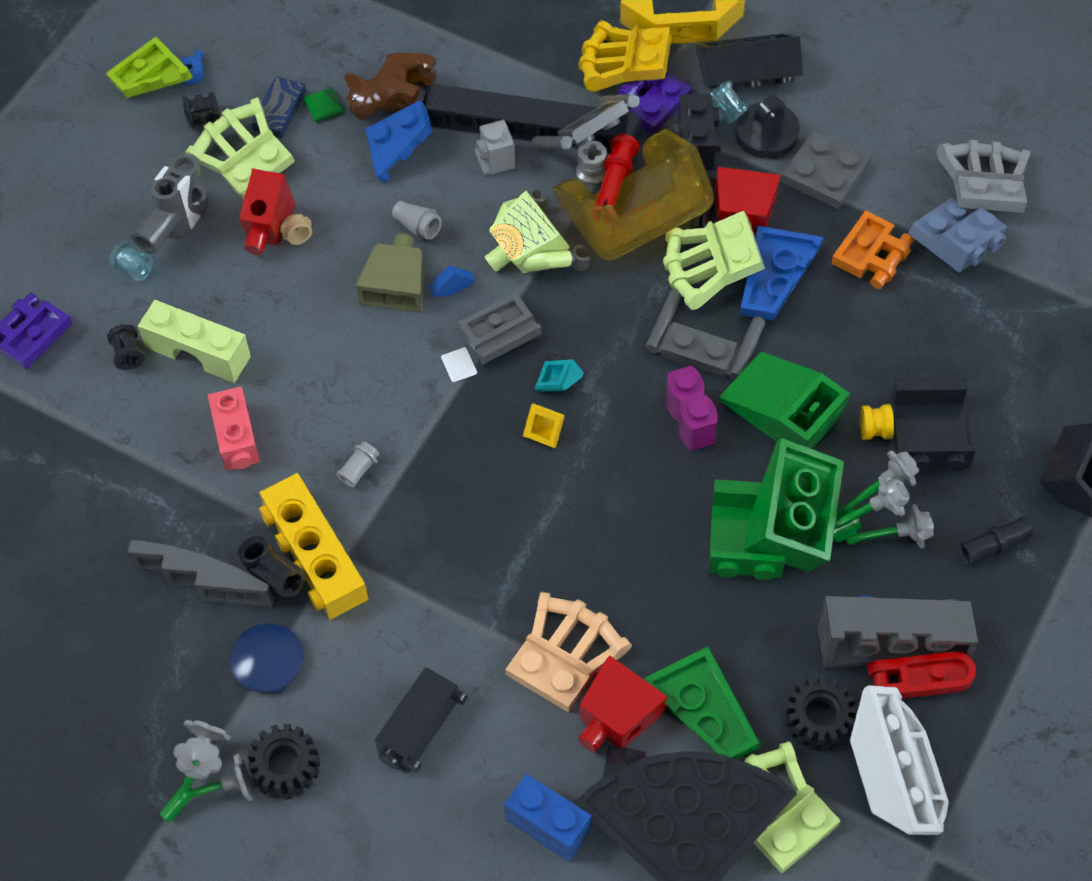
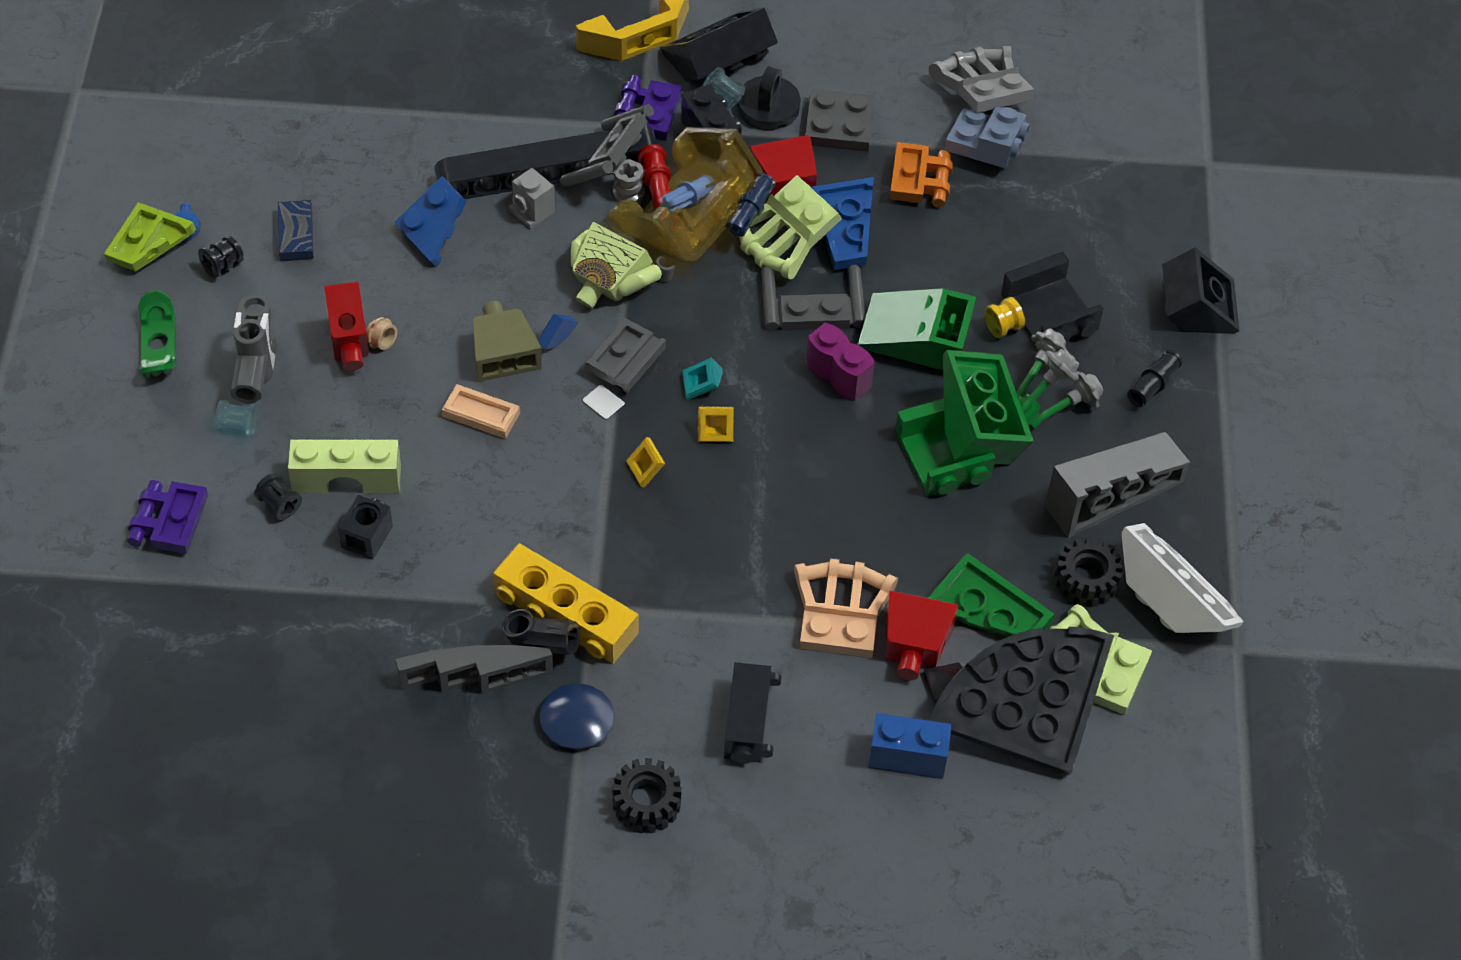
camera: 30 degrees left, 5 degrees down
(118, 149) = (157, 320): none -> green piece
(182, 416) = (365, 538): none -> black brick
(198, 760) = (577, 814): light grey plant -> none
(233, 428) = (429, 530): coral brick -> none
(261, 153) = (303, 289): yellowish green plate -> none
(323, 104) = (337, 214): green slope -> none
(344, 333) = (481, 411): none -> light nougat tile
(357, 465) = (566, 511): light grey pin -> none
(392, 86) = (404, 166): reddish brown animal -> none
(417, 219) = (494, 286): light grey cone -> none
(461, 438) = (645, 462): none -> yellow slope
(630, 56) = (606, 75): yellow plate -> none
(630, 193) = (688, 193): none -> medium blue axle
(685, 224) = (751, 204): none -> dark blue pin
(925, 673) = (1156, 506): red plate -> none

